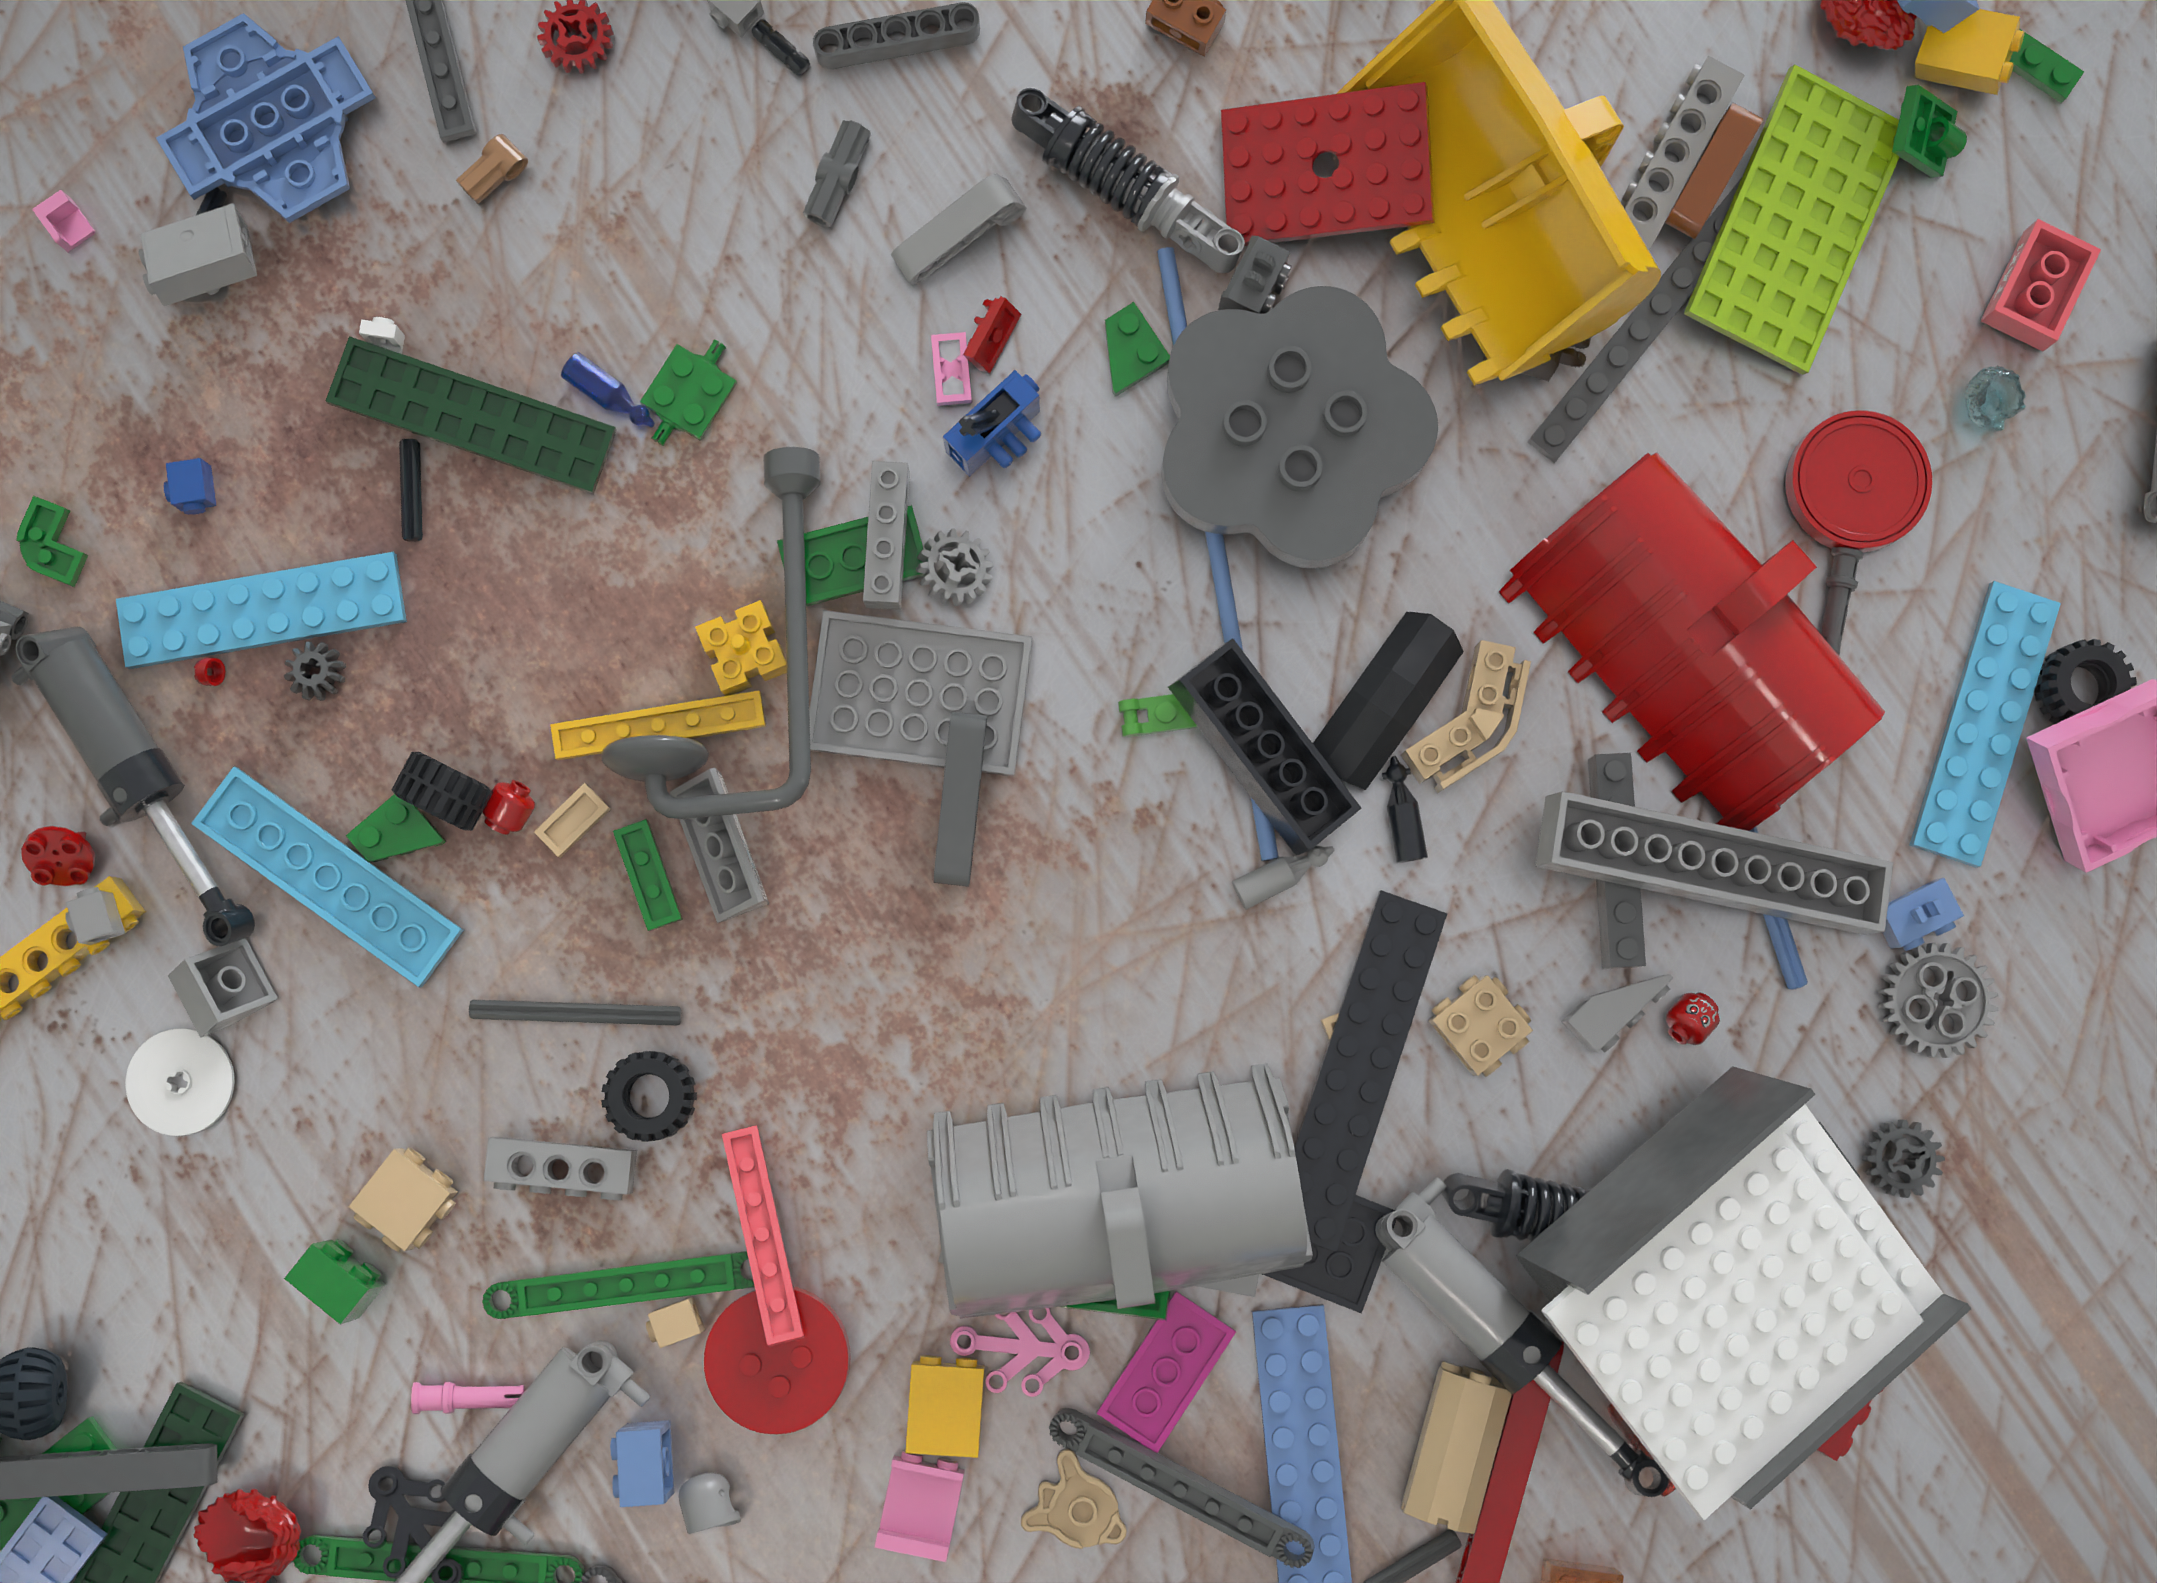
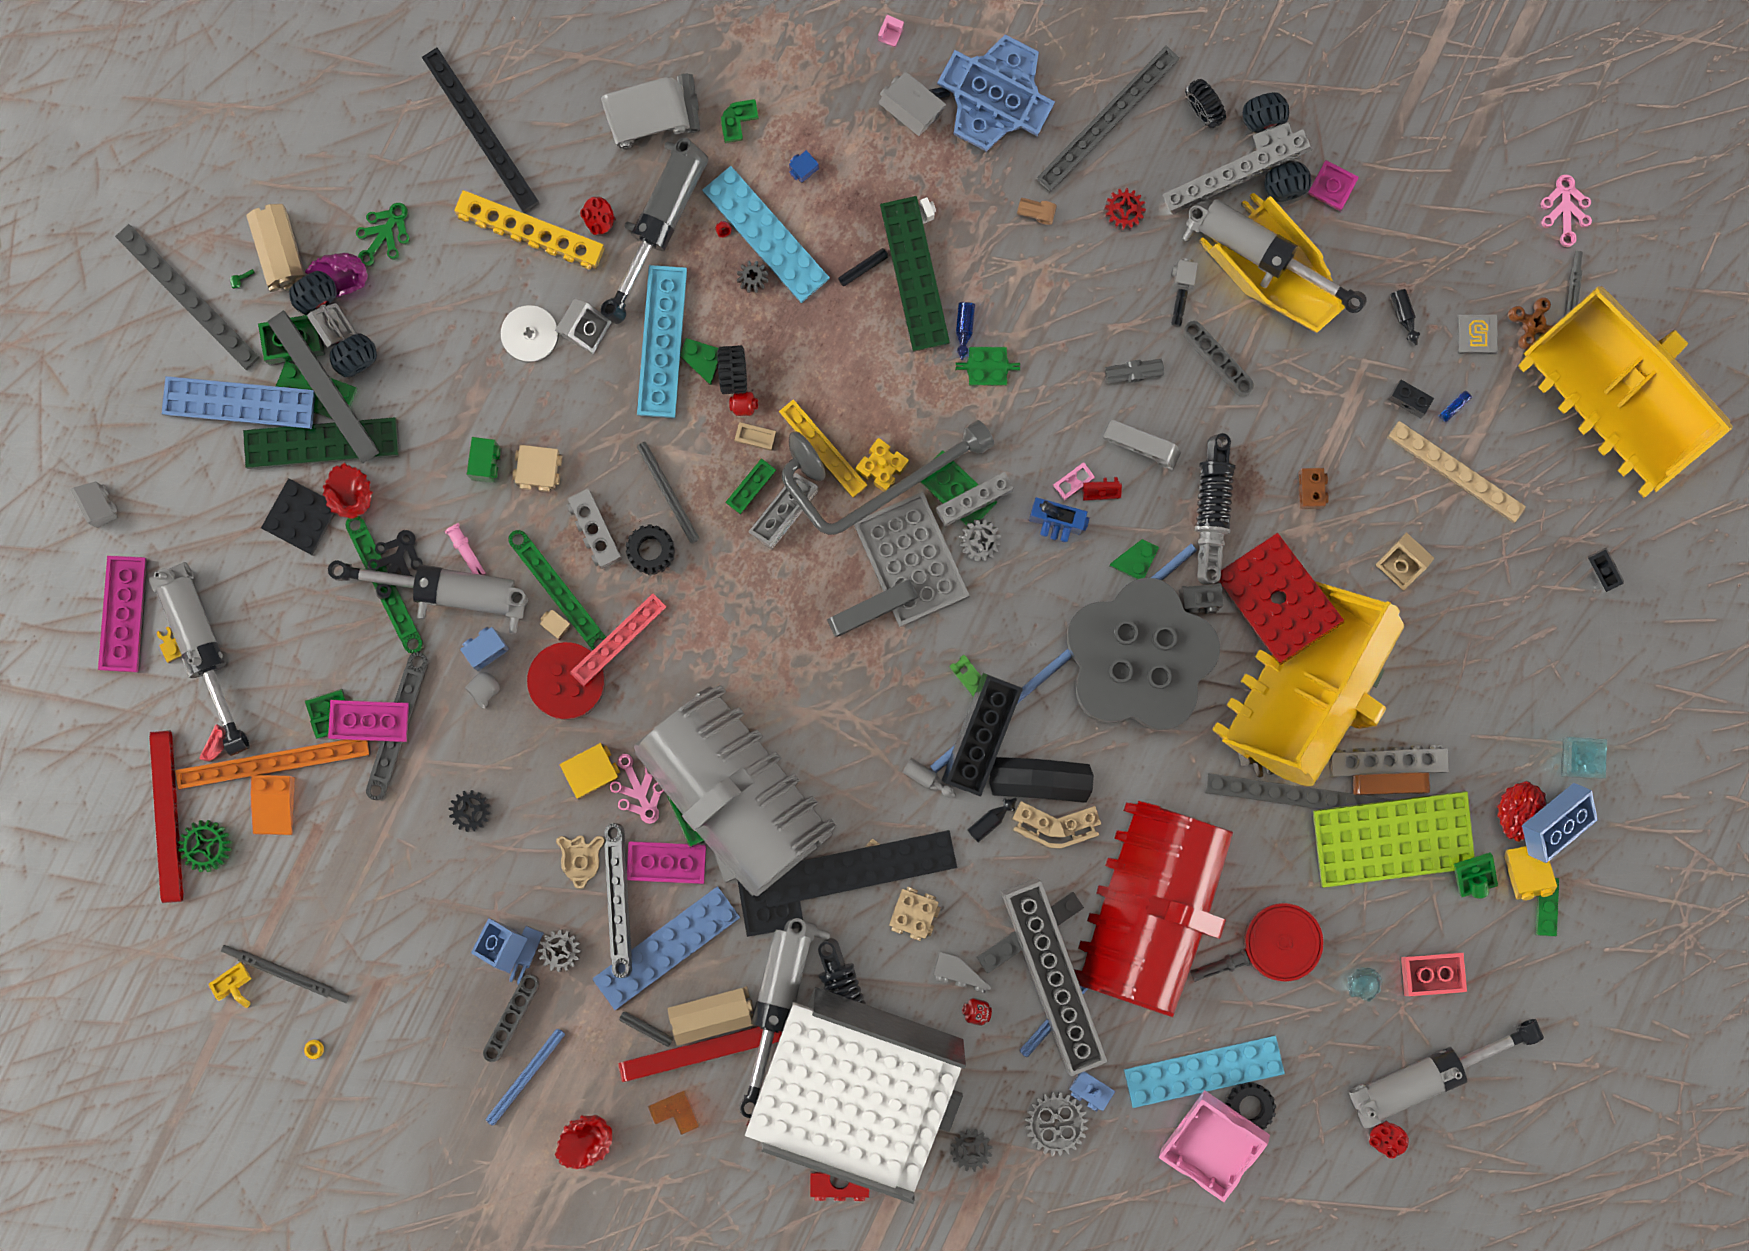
camera: 60 degrees right, 0 degrees up
(94, 916) = (581, 249): light grey brick -> none
(920, 1506) = (539, 786): bright pink panel -> none

